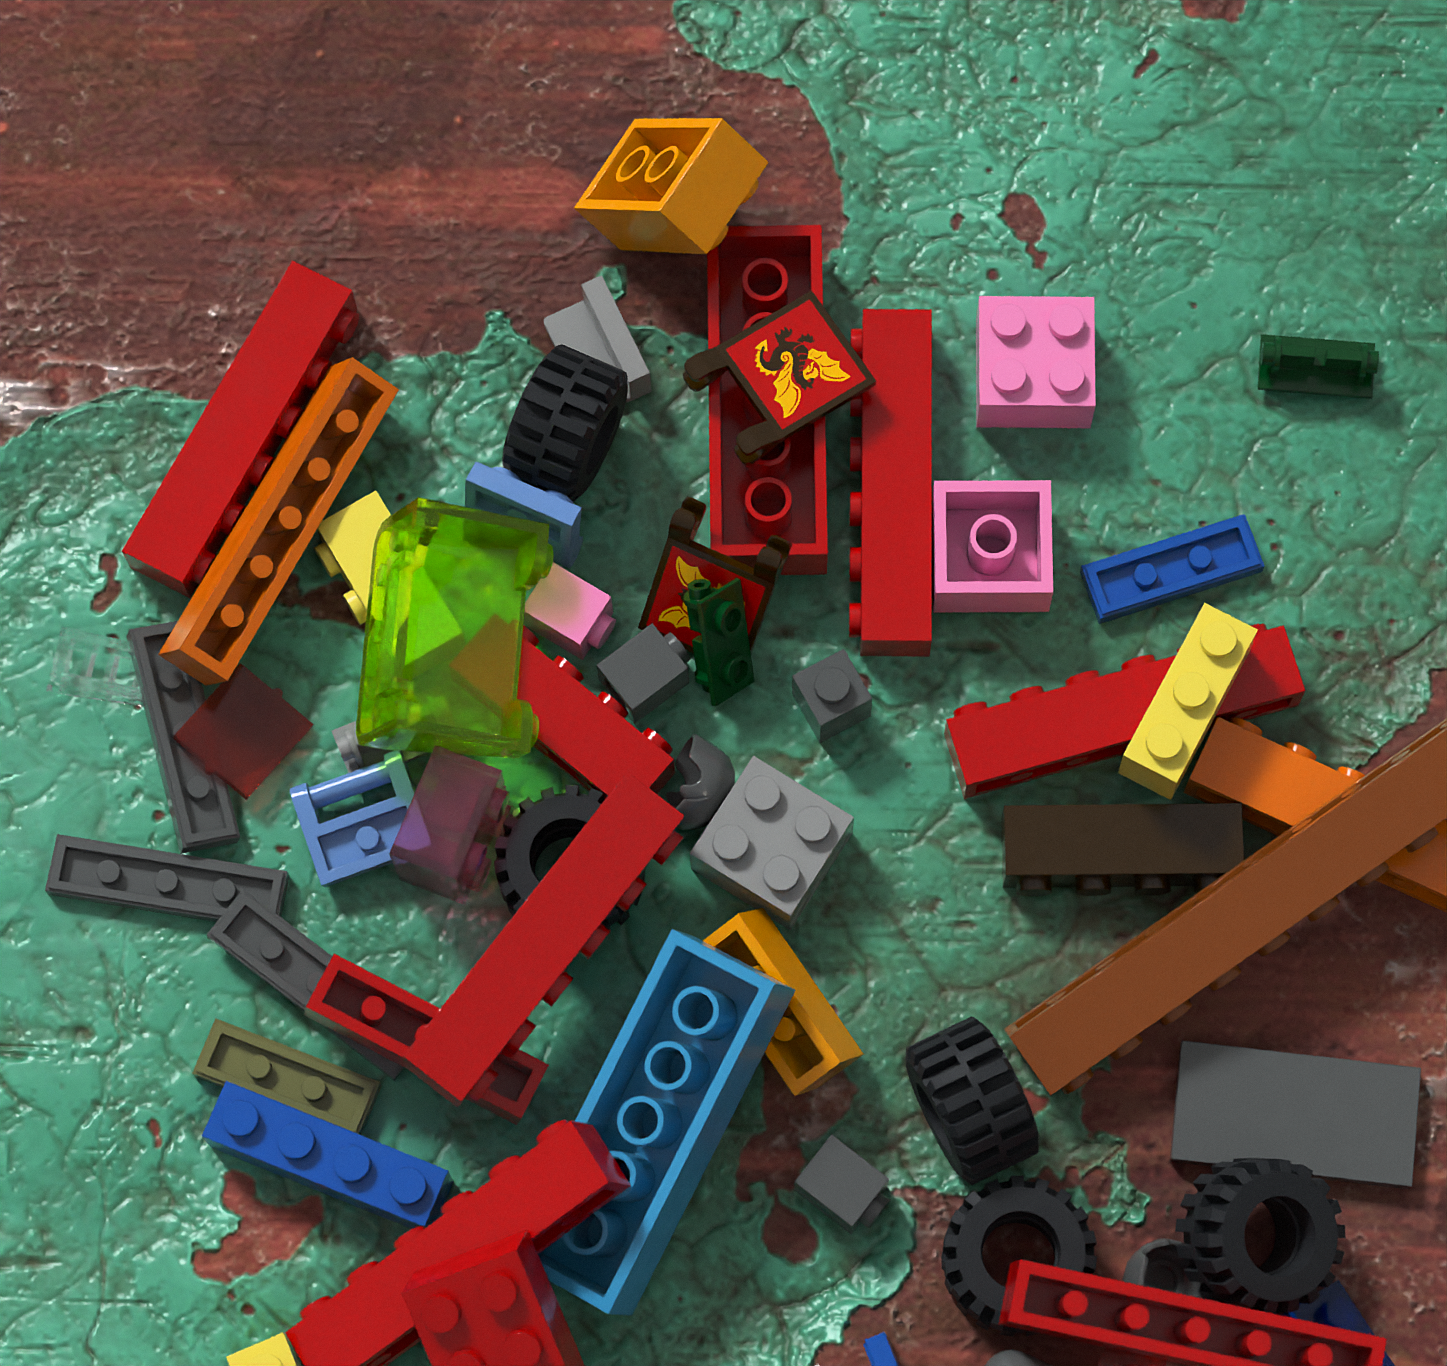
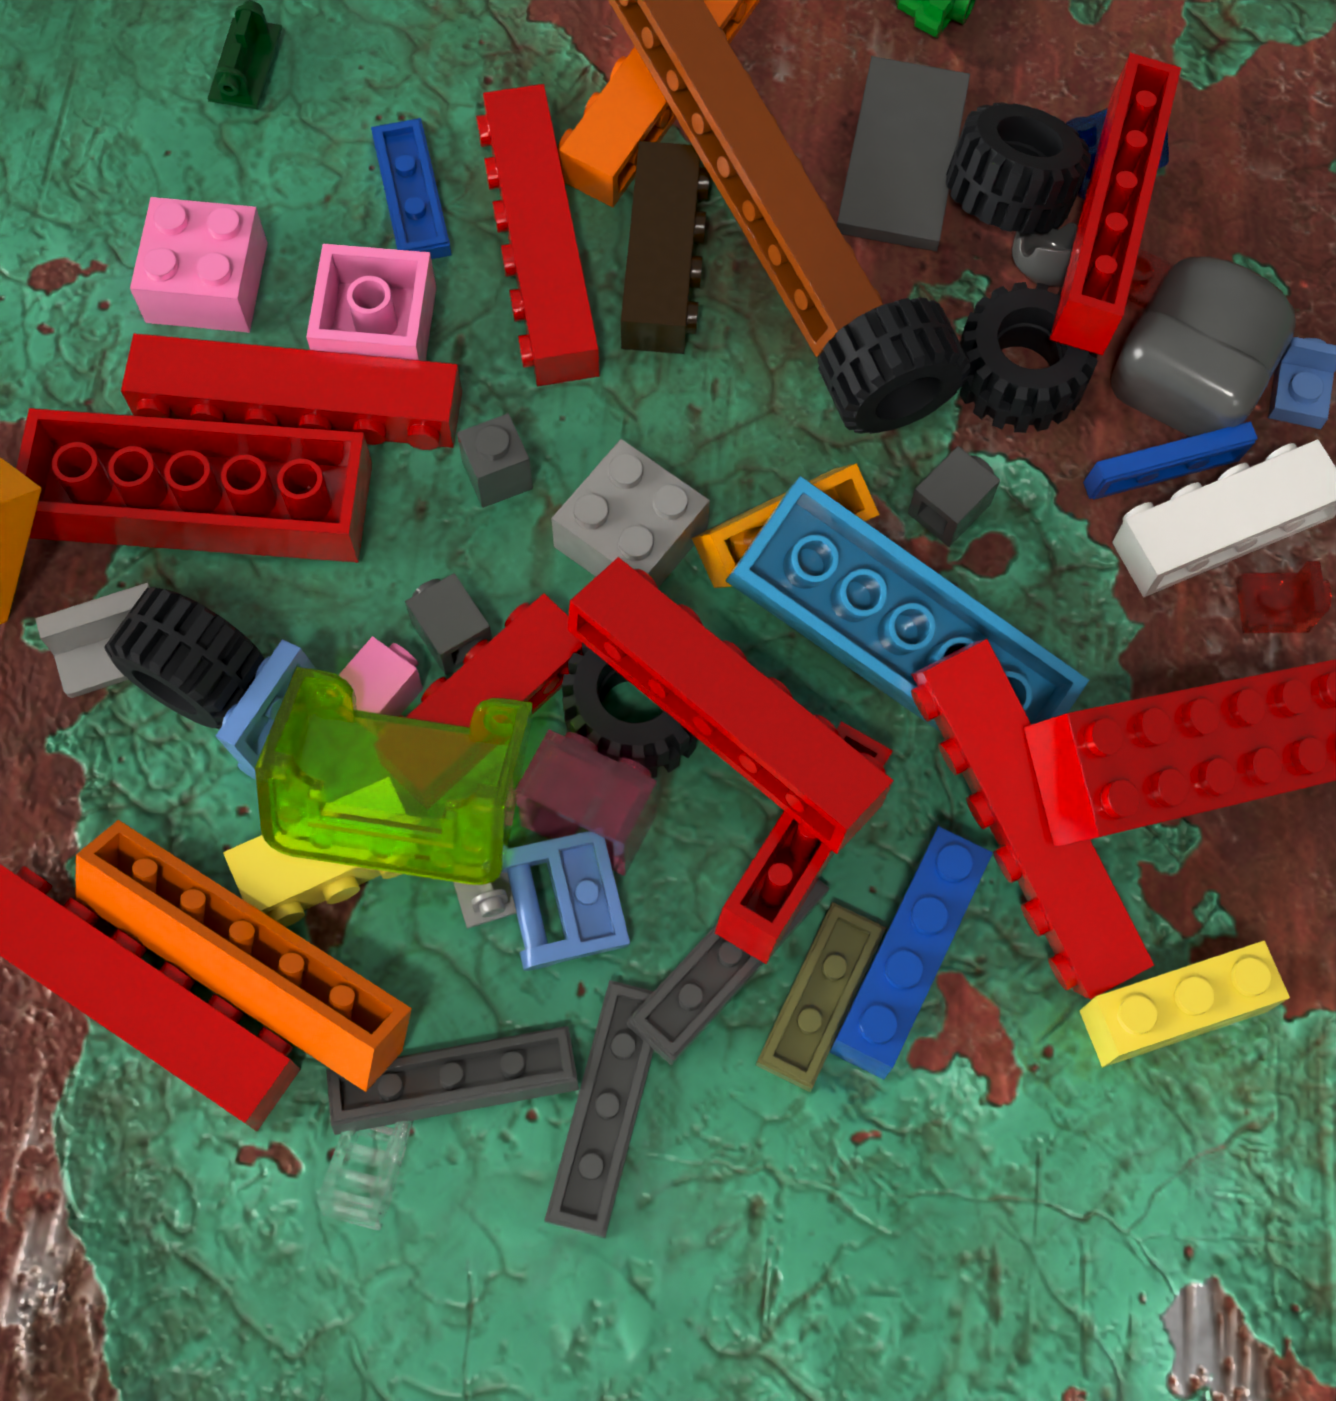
camera: 90 degrees left, 5 degrees down
(243, 731) = (460, 1015): clear red piece -> none
(689, 561) = (384, 547): flag -> none
(707, 782) = (560, 572): dark grey hair -> none
(723, 647) = (414, 534): dark green hinge -> none
(790, 369) = (173, 443): flag -> none
(1187, 701) = (549, 153): light yellow brick -> none

